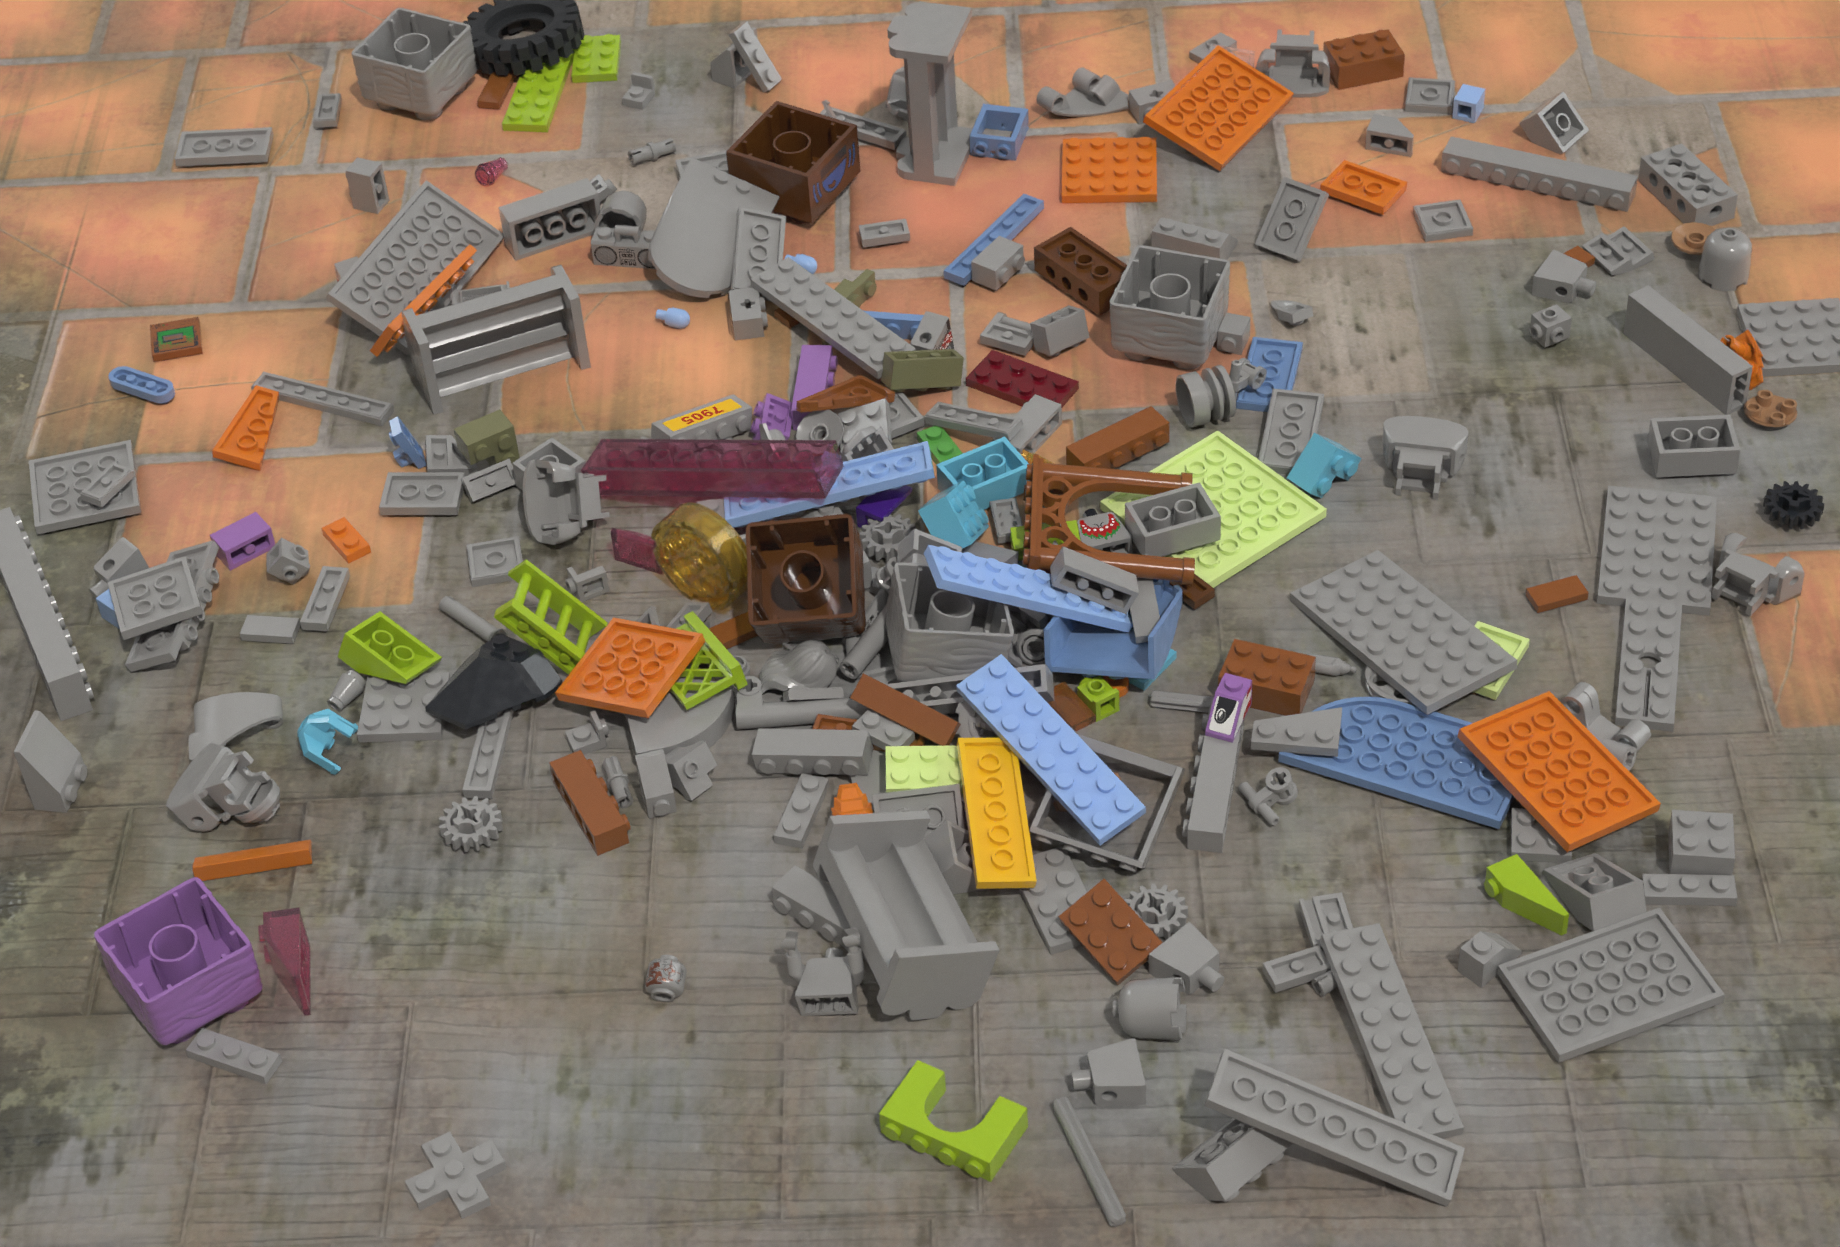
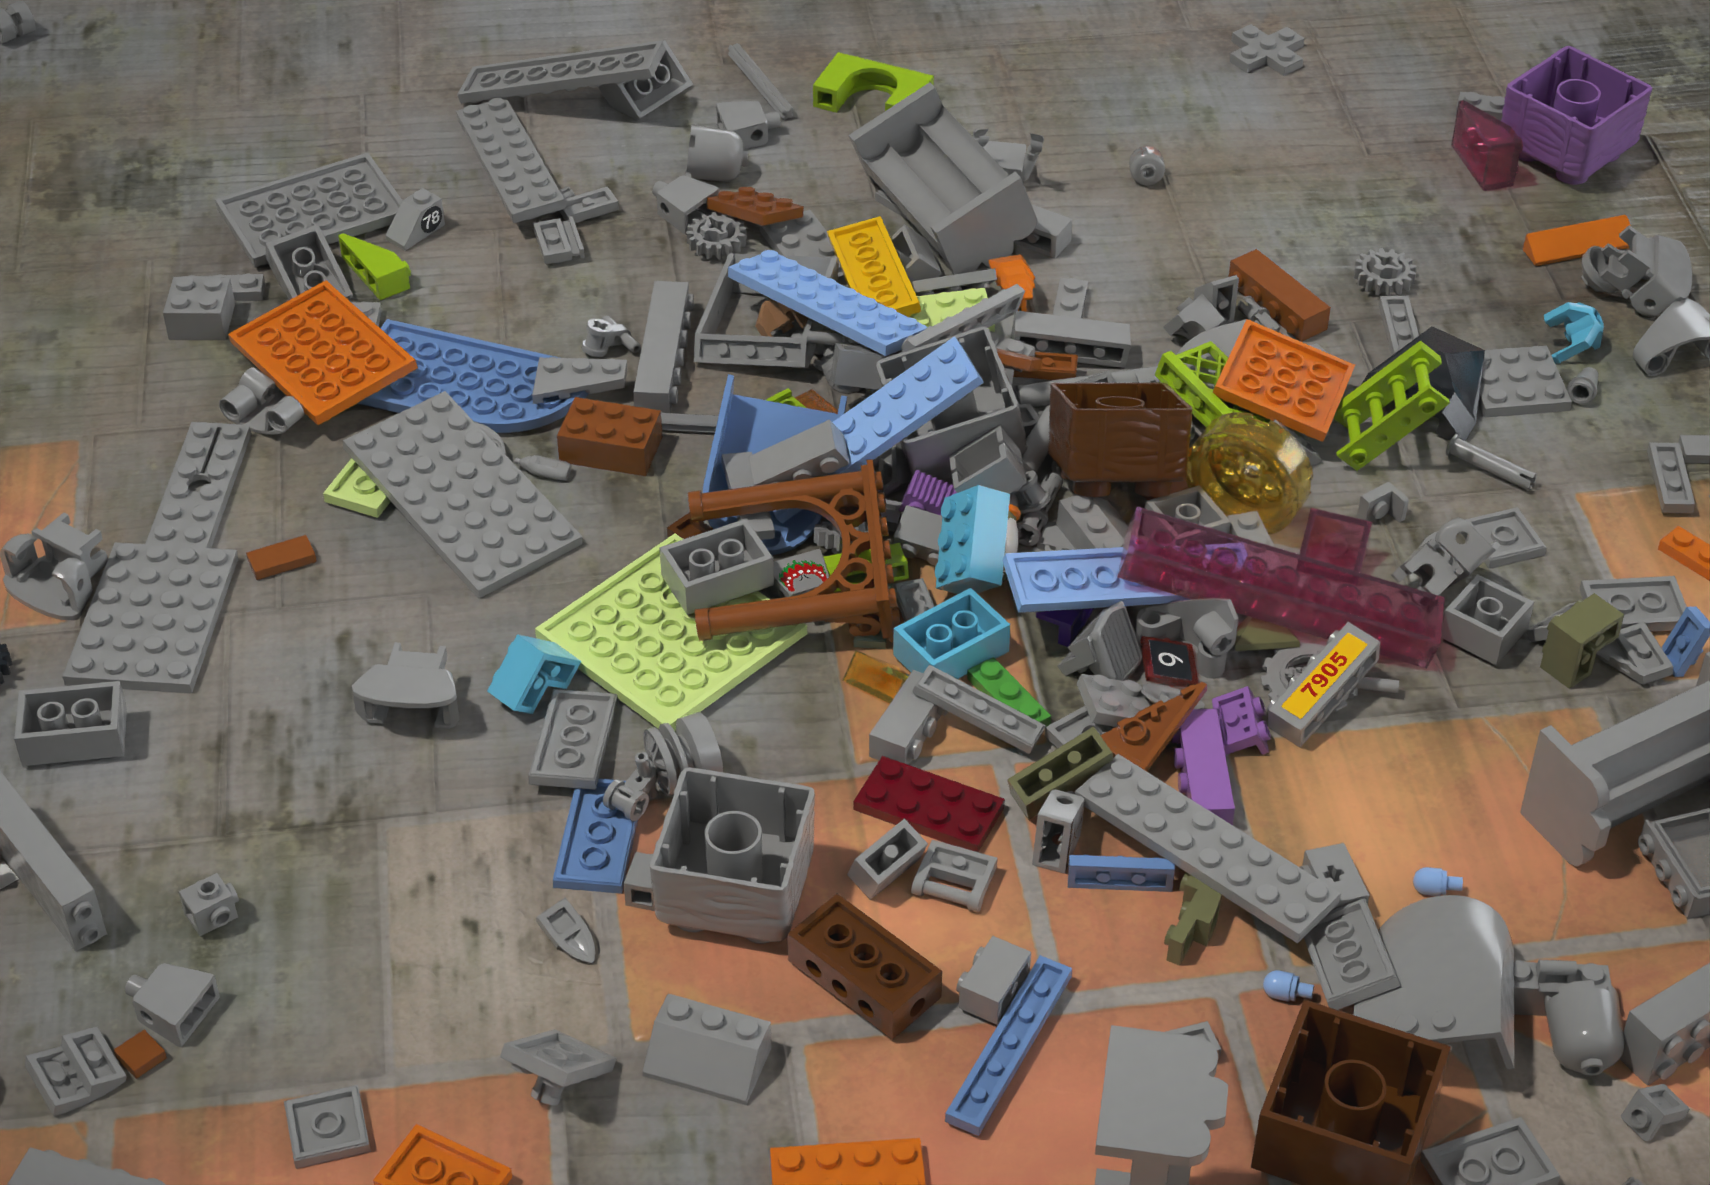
camera: 170 degrees right, 0 degrees up
(386, 650) = (1558, 405): lime slope -> none
(919, 704) = (983, 314): none -> light grey plate
(1120, 441) = (791, 696): dark orange brick -> none
(1229, 707) = (646, 373): slope -> none

